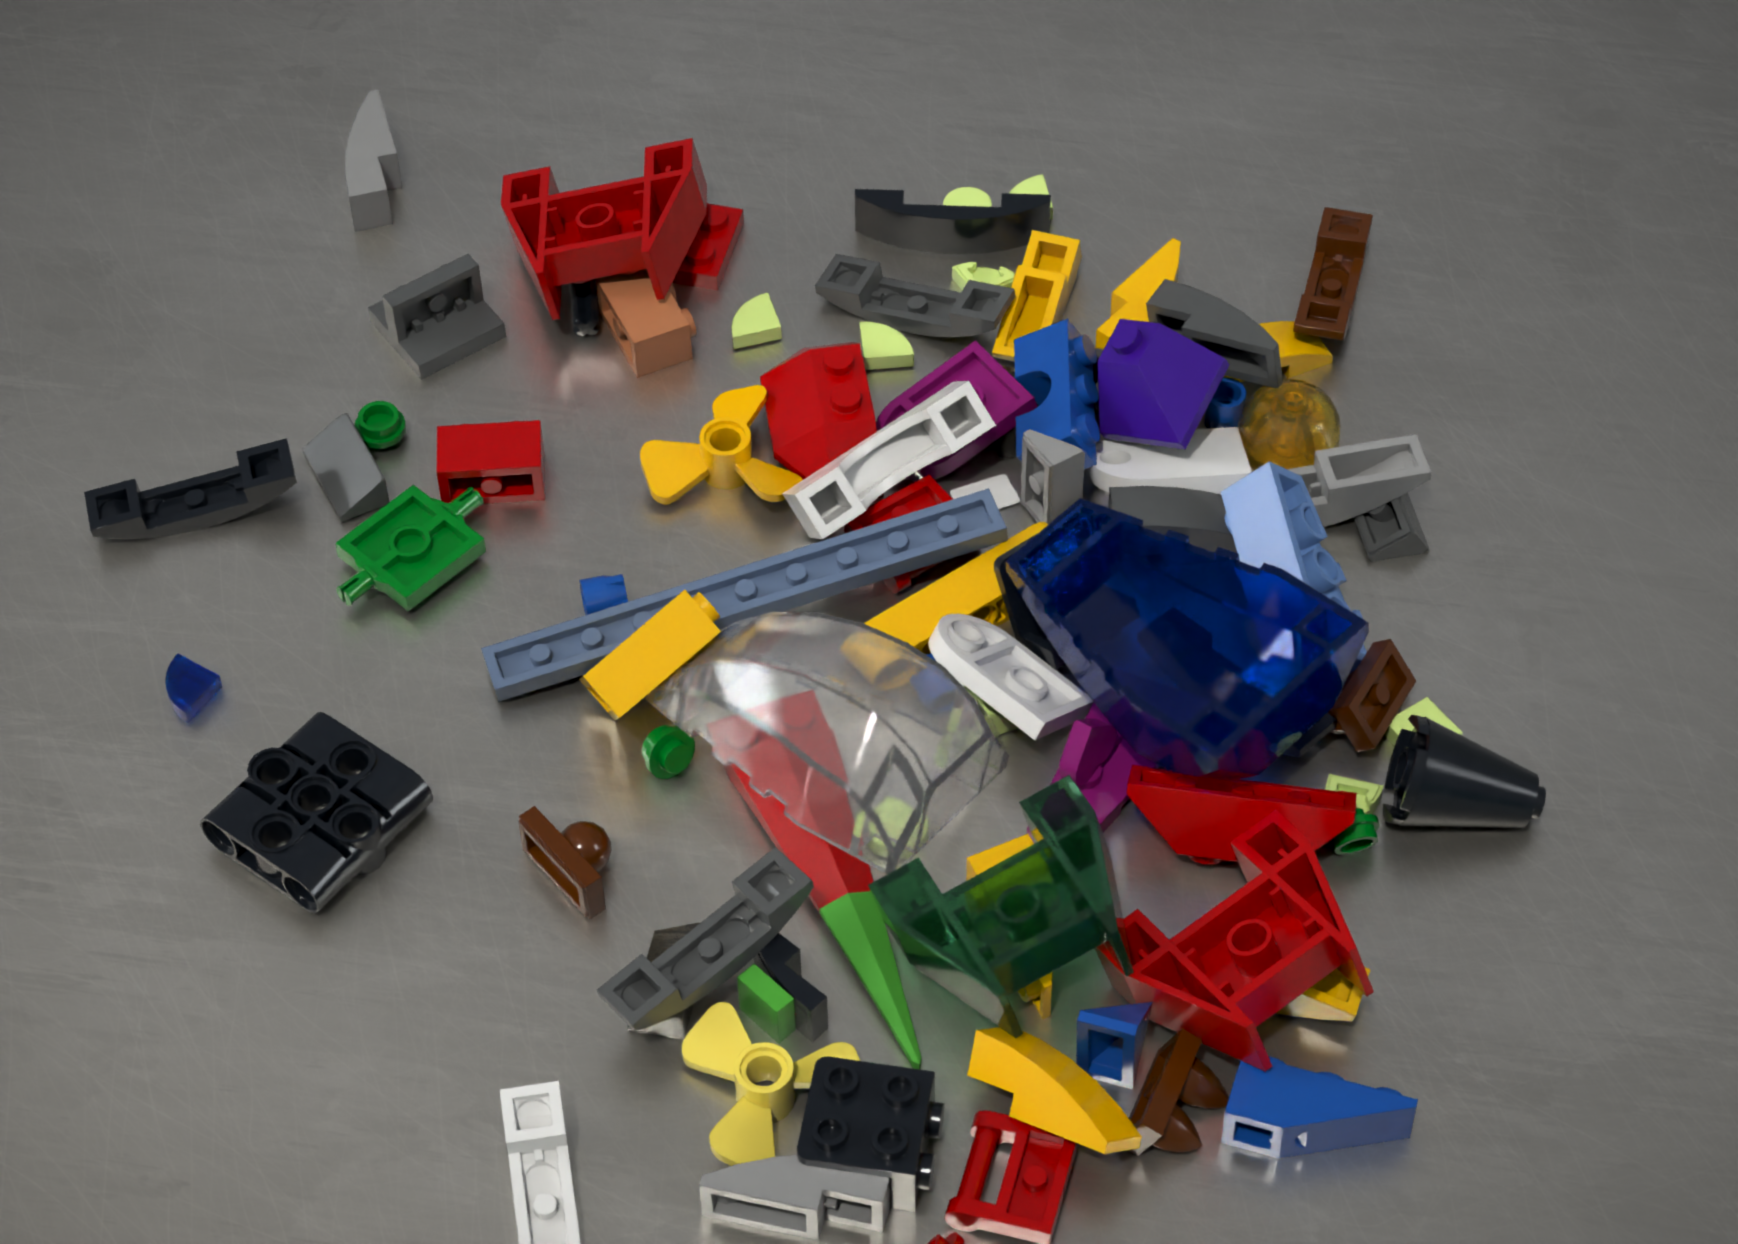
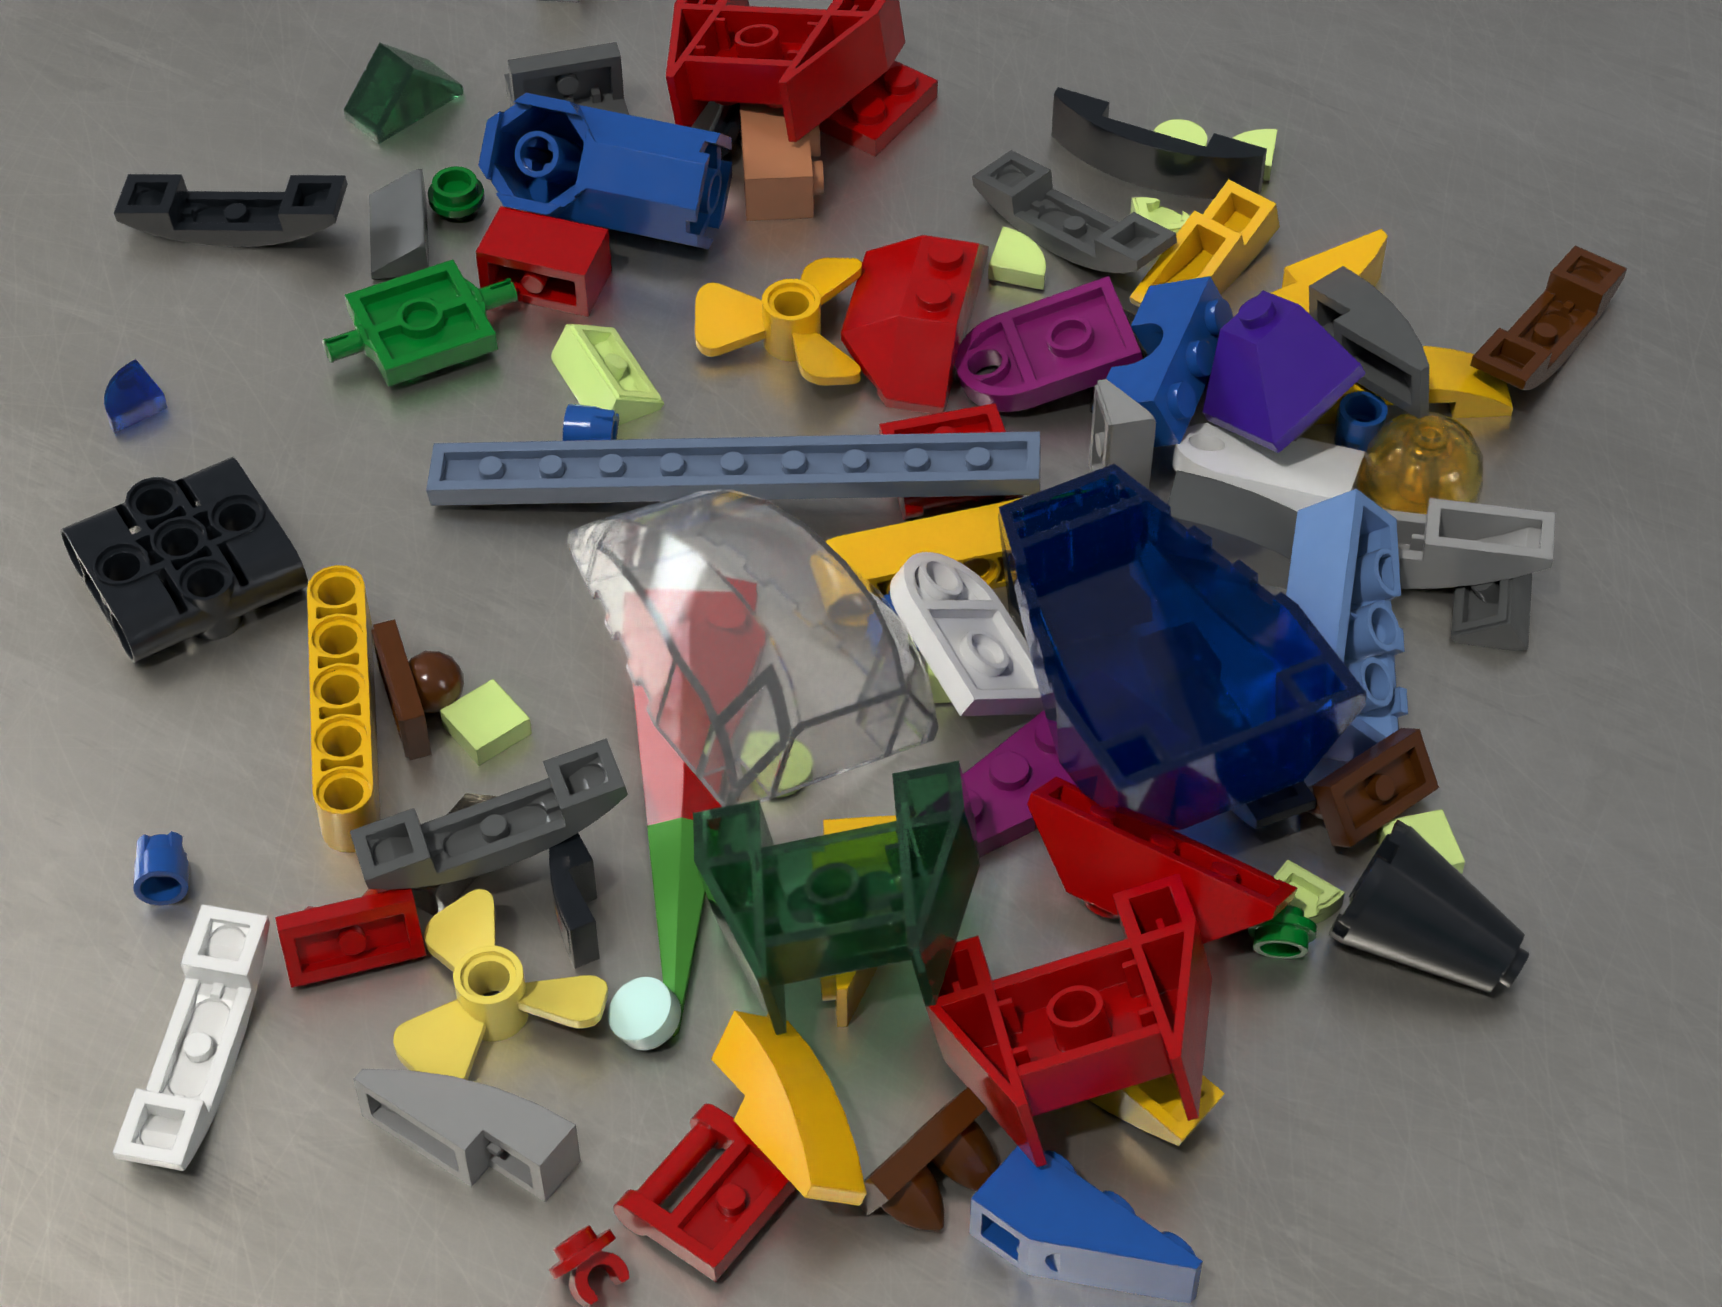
camera: 20 degrees right, 0 degrees up
(281, 351) = (397, 92): none -> clear green slope
(437, 1074) = (161, 869): none -> blue hose
(481, 827) = (342, 705): none -> yellow beam
(513, 368) = (608, 169): none -> blue brick
(586, 544) = (604, 372): none -> yellowish green slope
(627, 1075) = (350, 936): none -> red tile
(640, 867) = (485, 722): none -> yellowish green tile
(652, 653) = (596, 485): yellow brick -> none
(667, 751) = (571, 610): green plate -> none
(755, 323) = (893, 198): yellowish green tile -> none
(766, 1003) = (537, 908): bright green tile -> none
(873, 1124) = (577, 1079): black bracket -> none
(888, 456) = (949, 371): white arch -> none
(894, 1048) = (644, 1013): none -> light aqua tile
(999, 486) = (1063, 445): white sticker -> none
(1086, 748) = (1013, 742): magenta tile -> none
(1112, 1042) = (885, 1074): blue slope -> none

